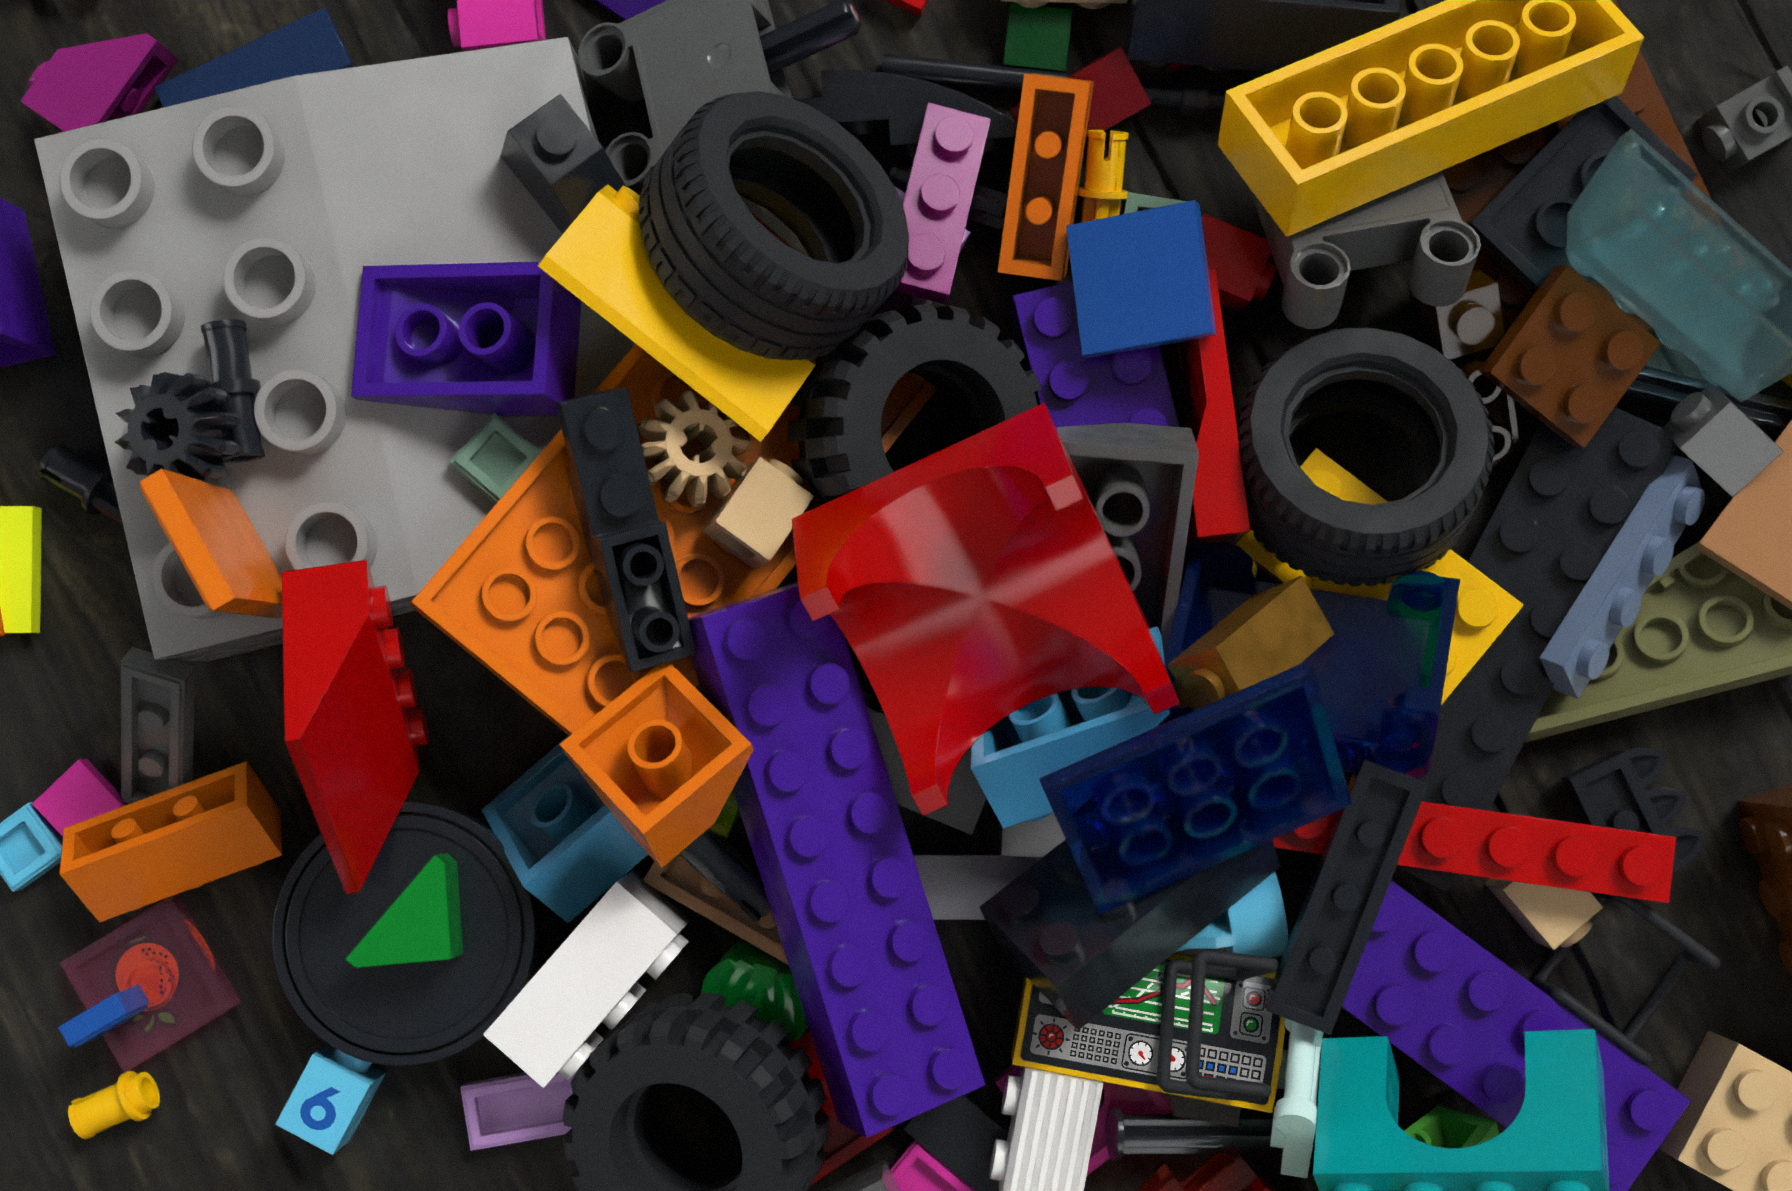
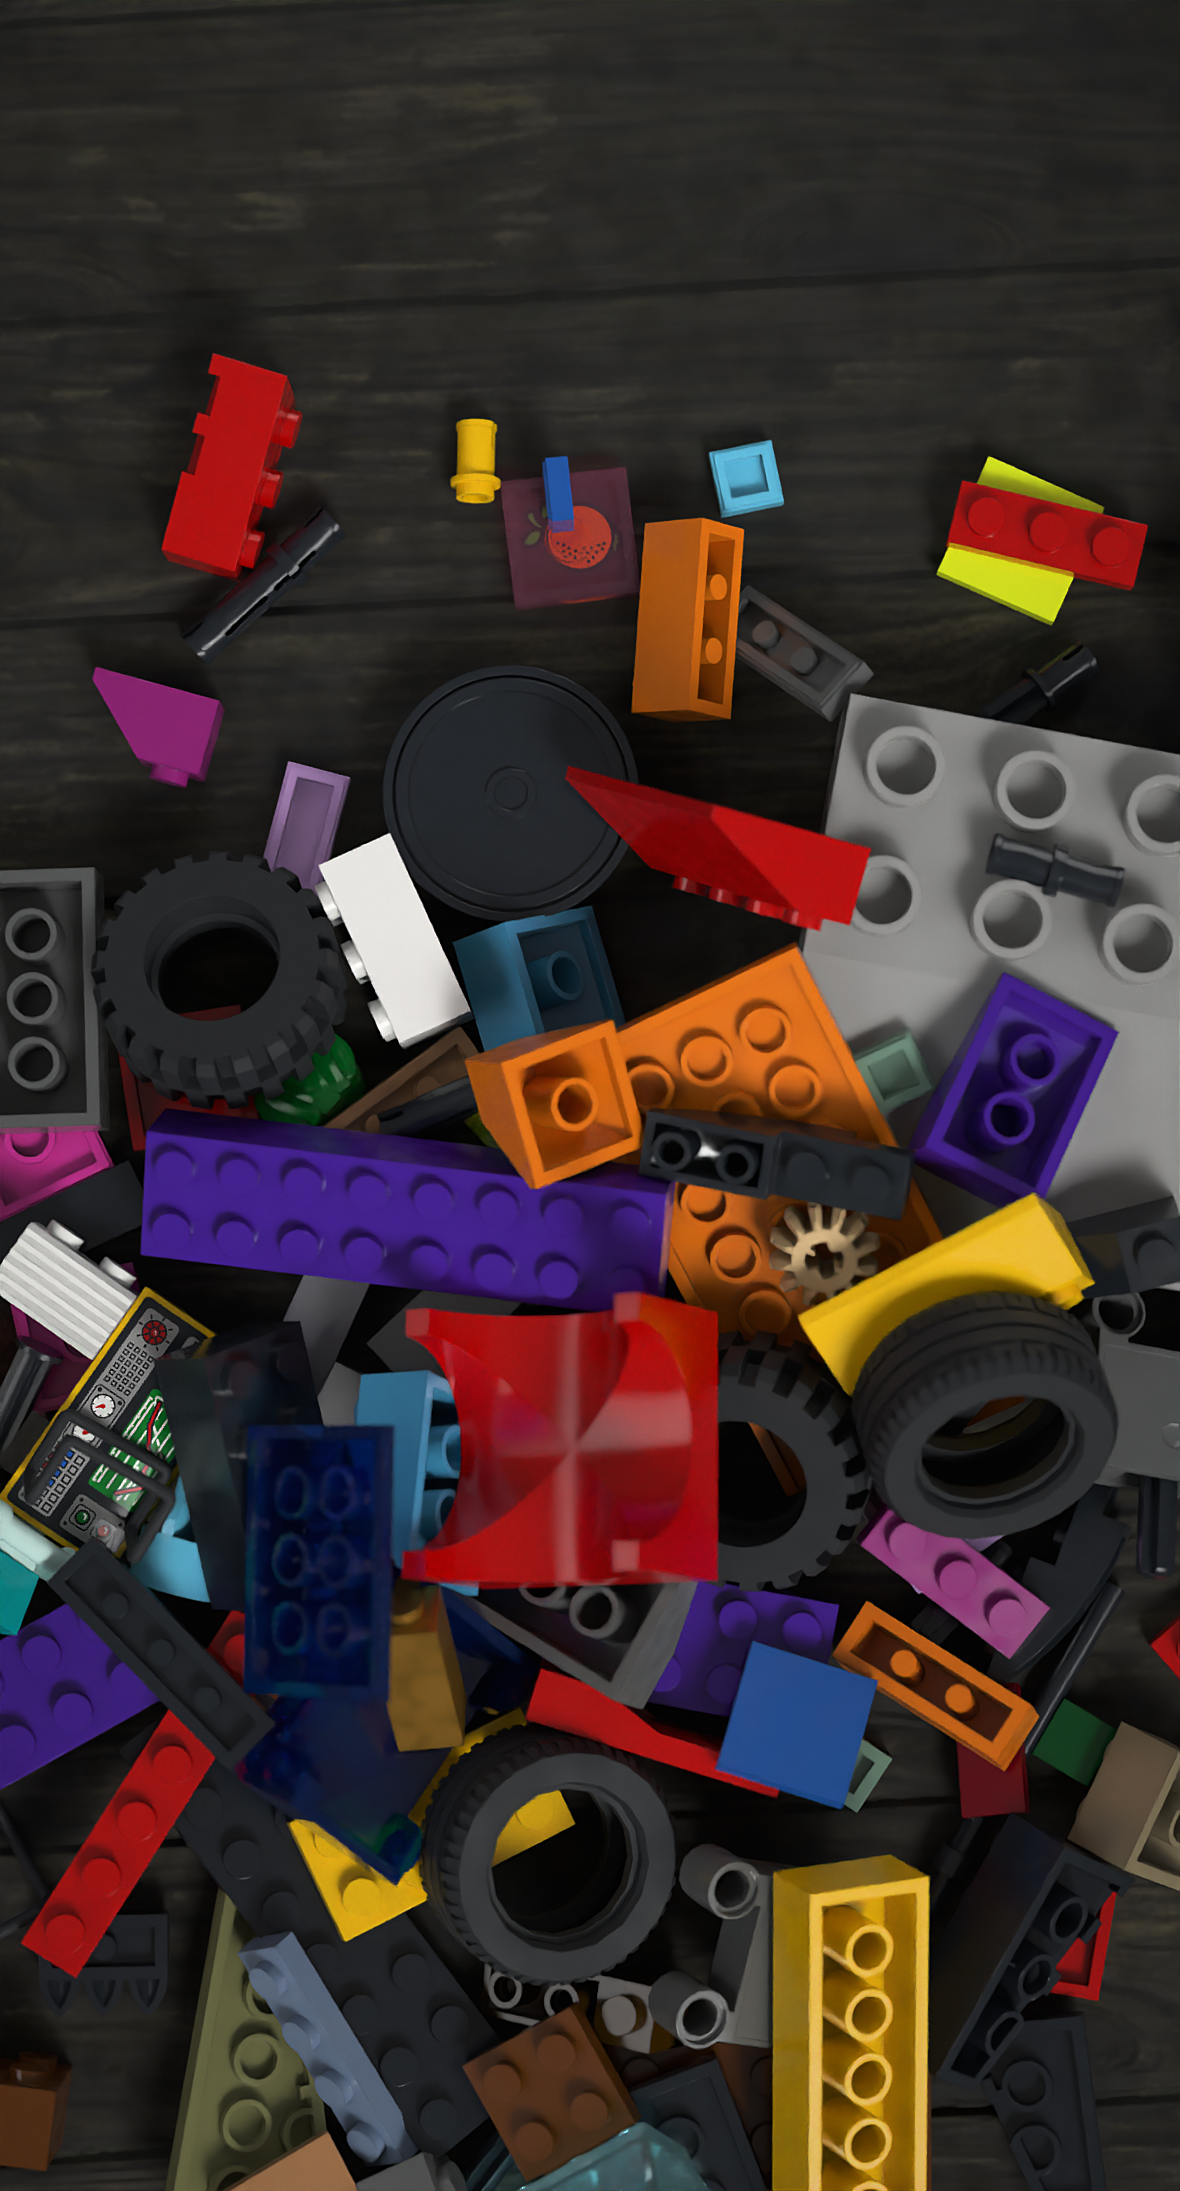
camera: 110 degrees right, 0 degrees up
(78, 796) = (767, 546): dark pink tile -> none
(179, 427) = (1058, 815): black gear -> none
(215, 544) = (913, 810): orange tile -> none
(330, 1099) = (394, 660): medium azure brick -> none
(420, 923) = (513, 816): green slope -> none
(759, 511) = (741, 1285): tan brick -> none
(1103, 175) = (911, 1740): yellow axle -> none
(1238, 261) = (780, 1825): red brick -> none
(1547, 913) = (56, 1838): tan brick -> none

